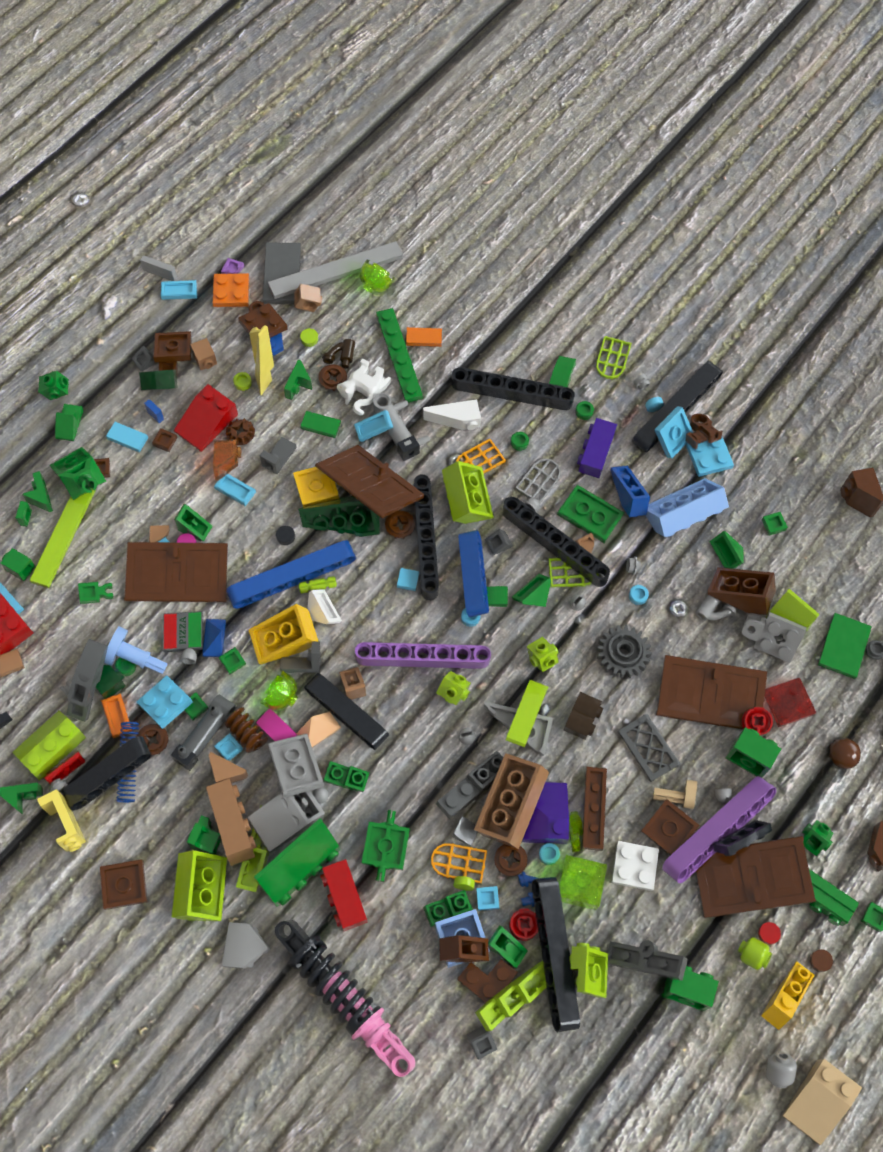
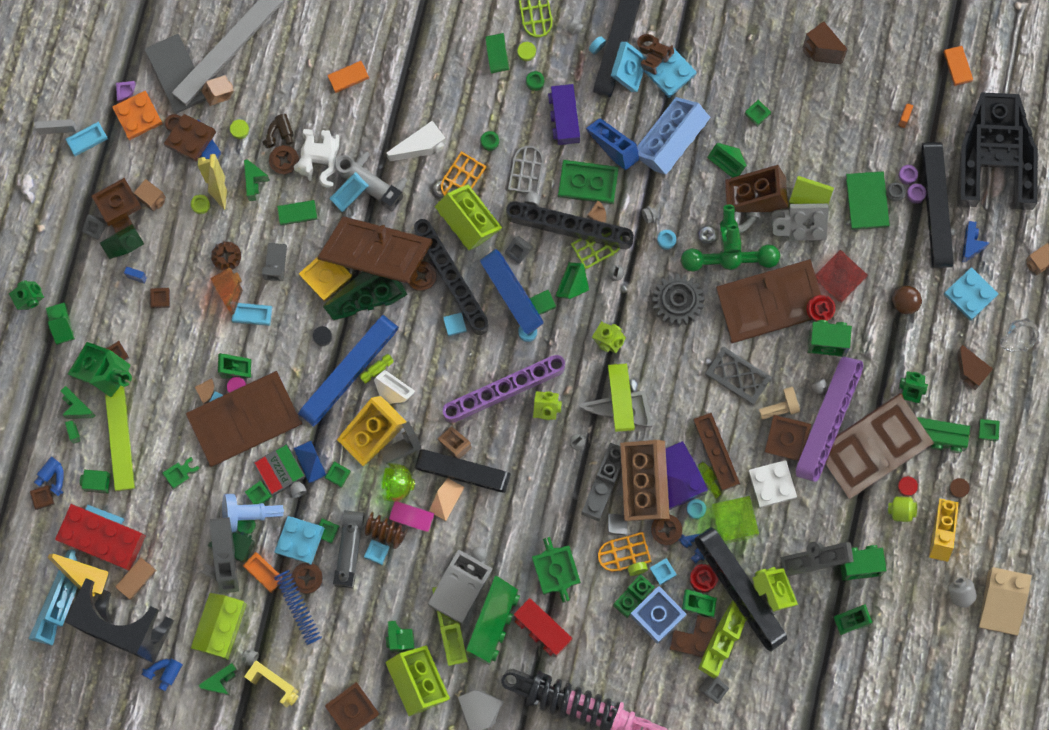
camera: 20 degrees left, 10 degrees up
(65, 767) = (244, 638): red slope -> none
(106, 773) = (288, 626): black beam -> none
(127, 436) = (123, 311): medium azure tile -> none
(152, 643) = (258, 493): none -> green tile
(206, 417) = (187, 258): red slope -> none
(225, 769) = (386, 573): medium nougat slope -> none
(230, 821) = (415, 614): medium nougat brick -> none
(295, 765) = (446, 540): light grey tile -> none
(346, 777) = (491, 528): green slope -> none
(375, 277) = (271, 39): clear neon green cylinder -> none
(399, 355) = (334, 106): green plate -> none
(463, 949) = (665, 623): reddish brown slope -> none
(520, 385) = (465, 85): black beam -> none
(583, 715) = (669, 375): dark brown brick -> none
(589, 383) = (526, 51): none -> lime tile
(655, 1042) = (853, 620): none -> green slope
(692, 634) = (730, 255): none -> green connector
(742, 837) = (851, 417): black plate -> none

